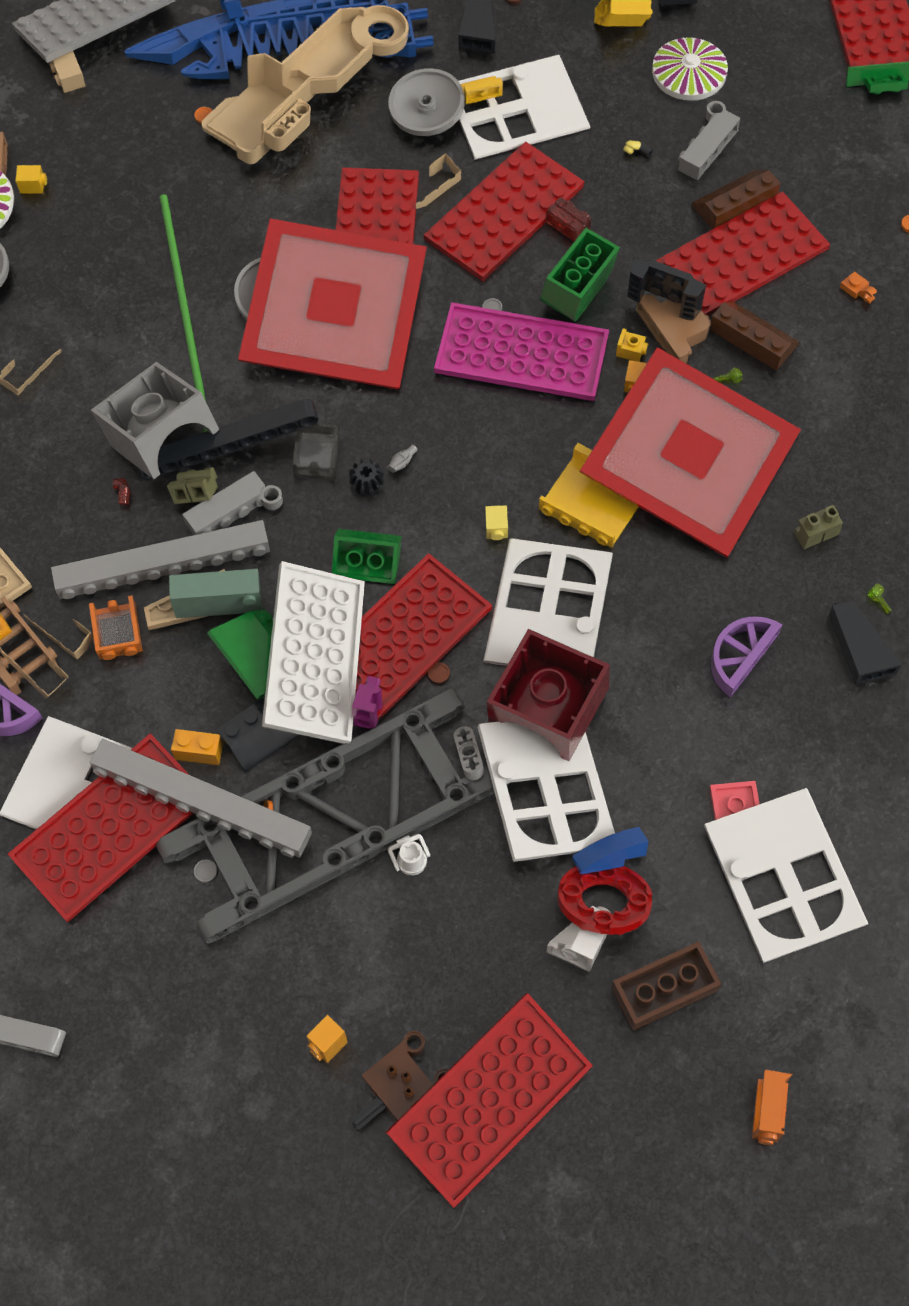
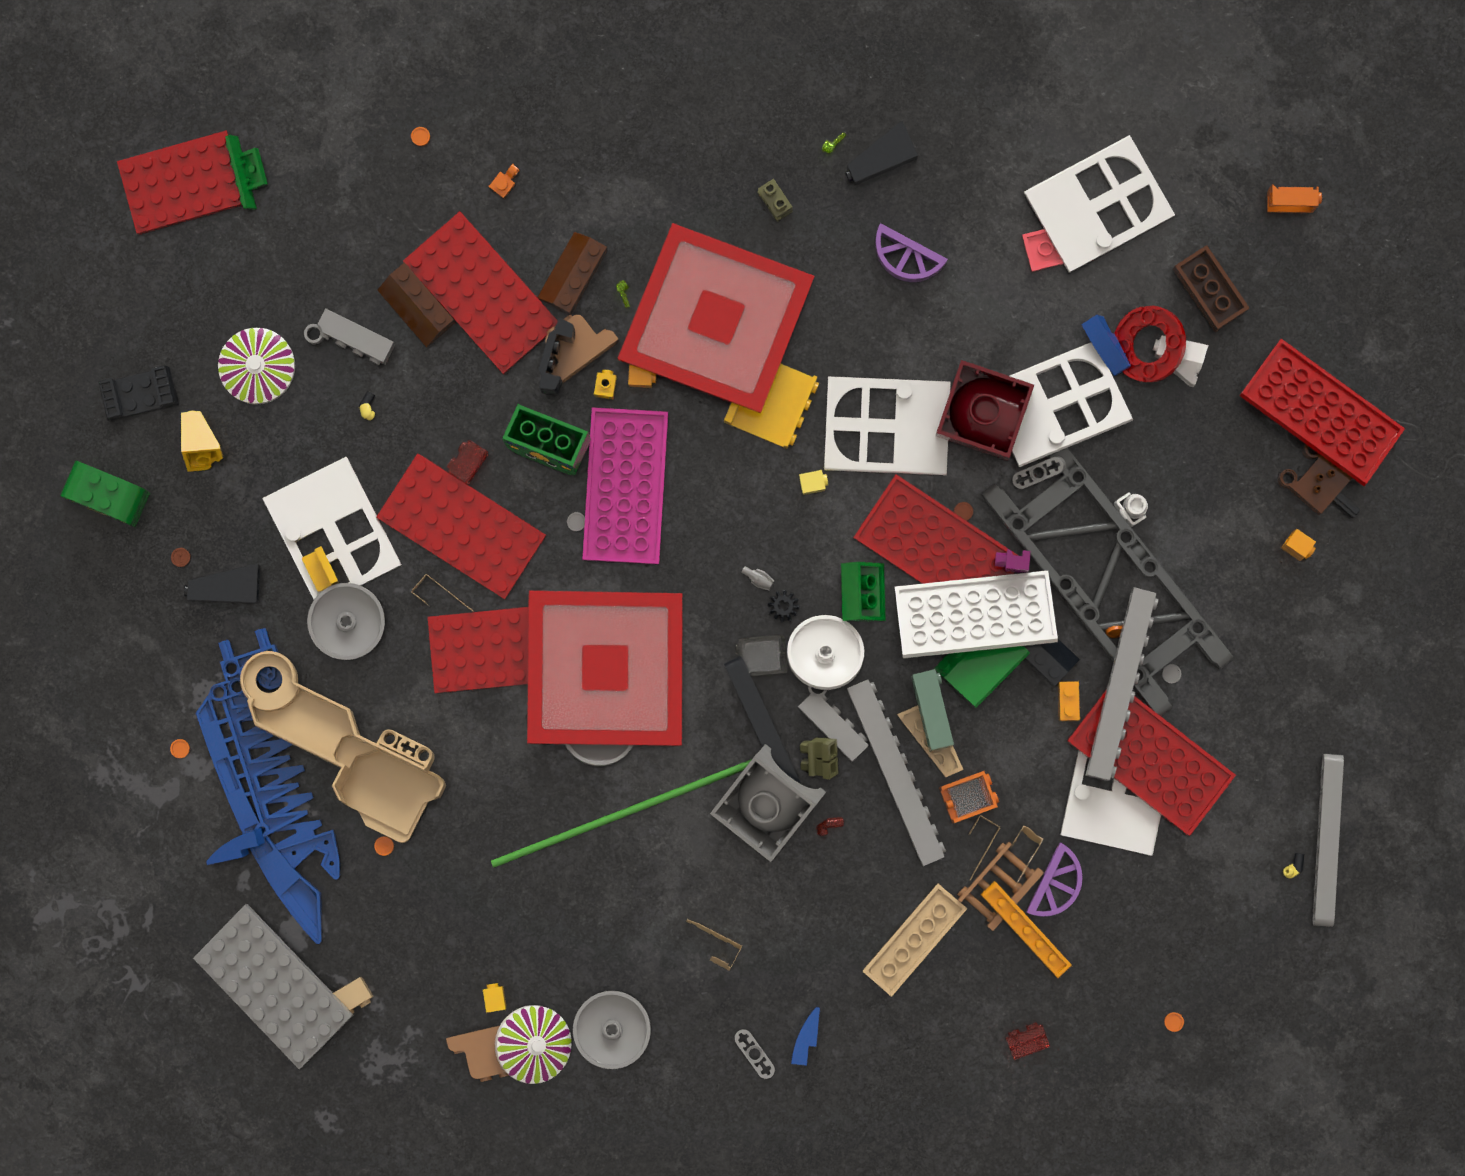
camera: 95 degrees left, 20 degrees up
(306, 506) = (825, 652): none -> white dish

